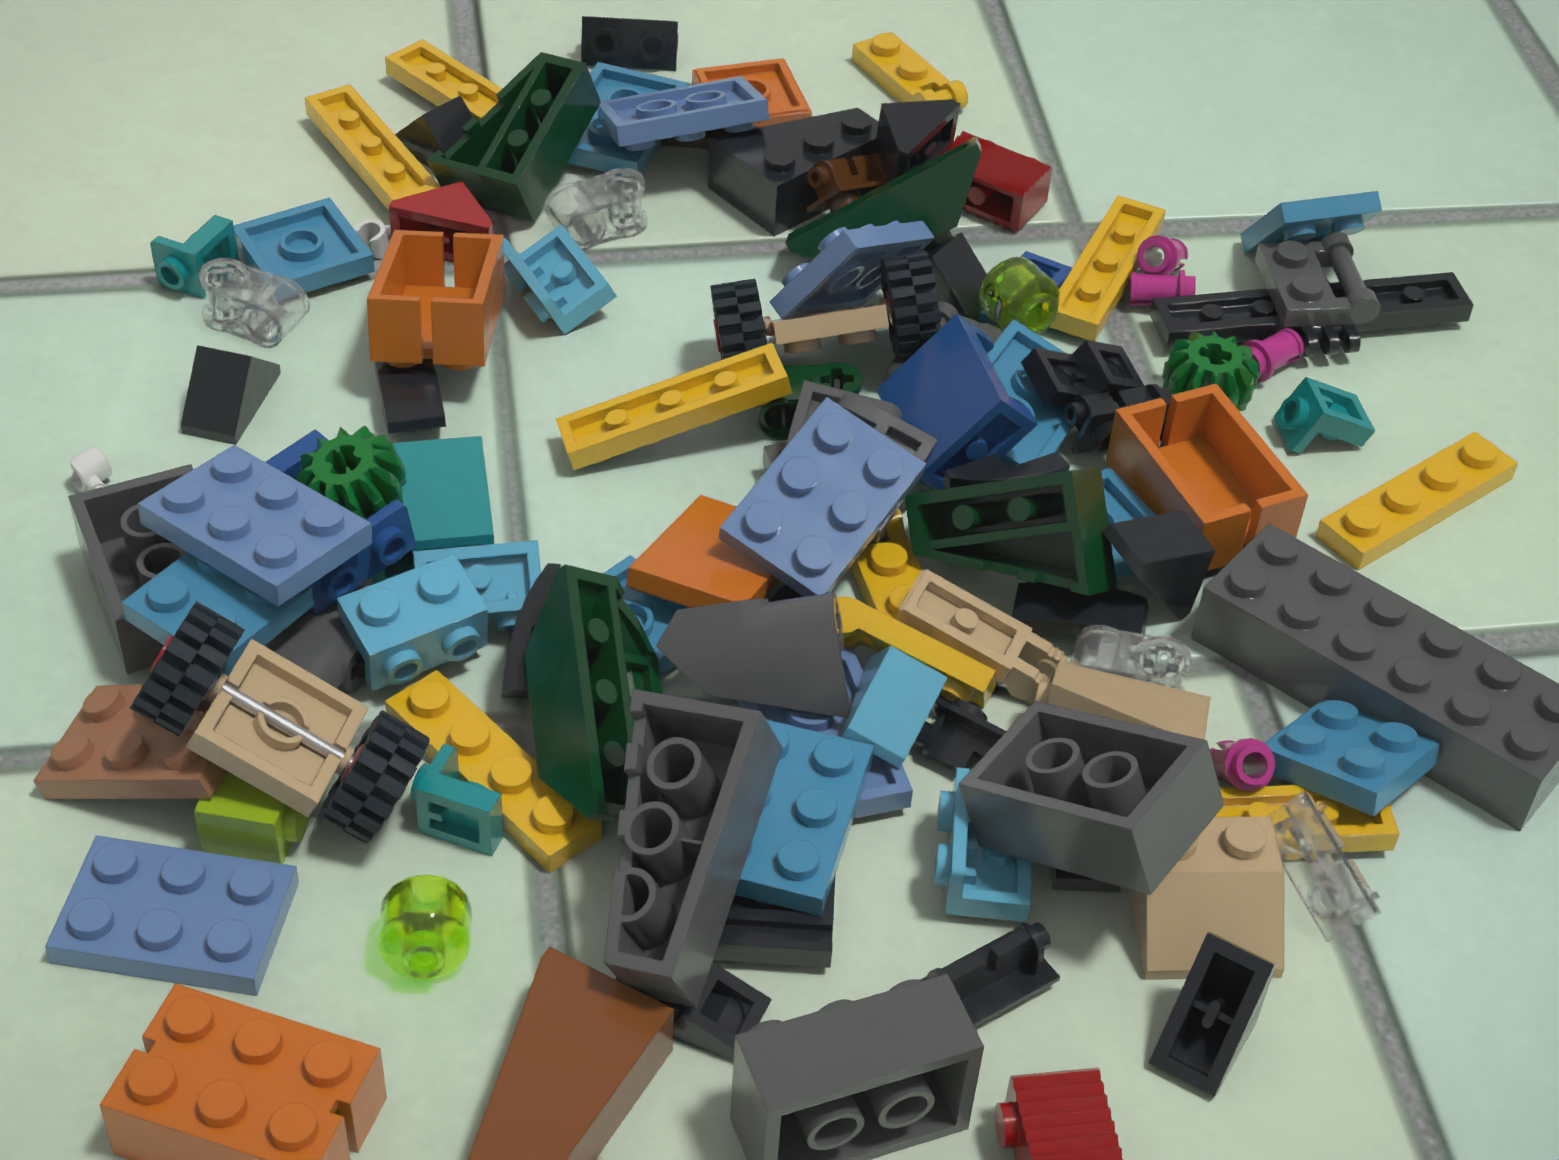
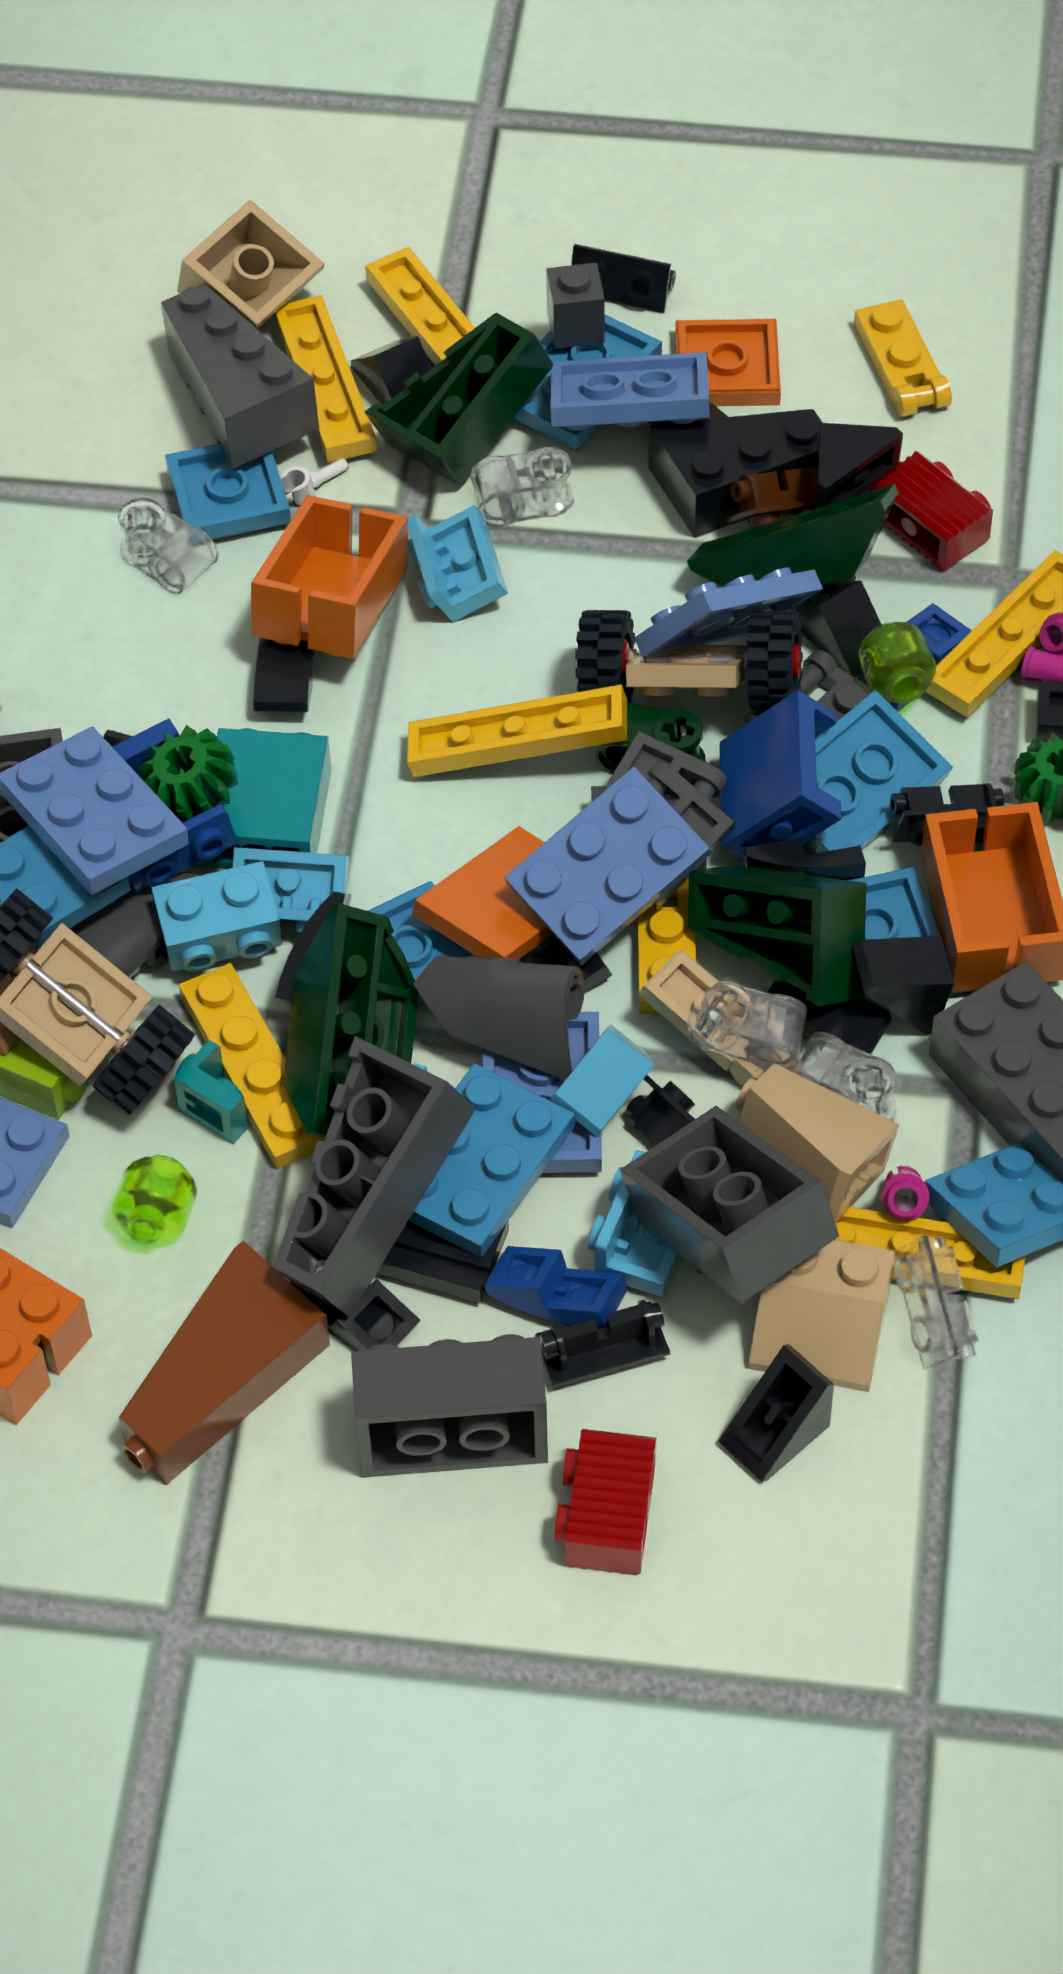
camera: 20 degrees right, 10 degrees up
(179, 263) = (137, 478): teal bracket -> none
(225, 393) = (120, 640): black slope -> none
(269, 69) = (250, 264): none -> tan slope
(288, 148) = (238, 376): none -> dark grey wedge
(443, 210) = (363, 477): red slope -> none
(608, 51) = (575, 305): none -> dark grey brick
(877, 631) = (644, 1026): yellow plate -> none
(890, 935) = (544, 1287): none -> blue slope
(1031, 627) = (752, 1024): none -> clear piece
(1087, 371) = (932, 760): black slope -> none

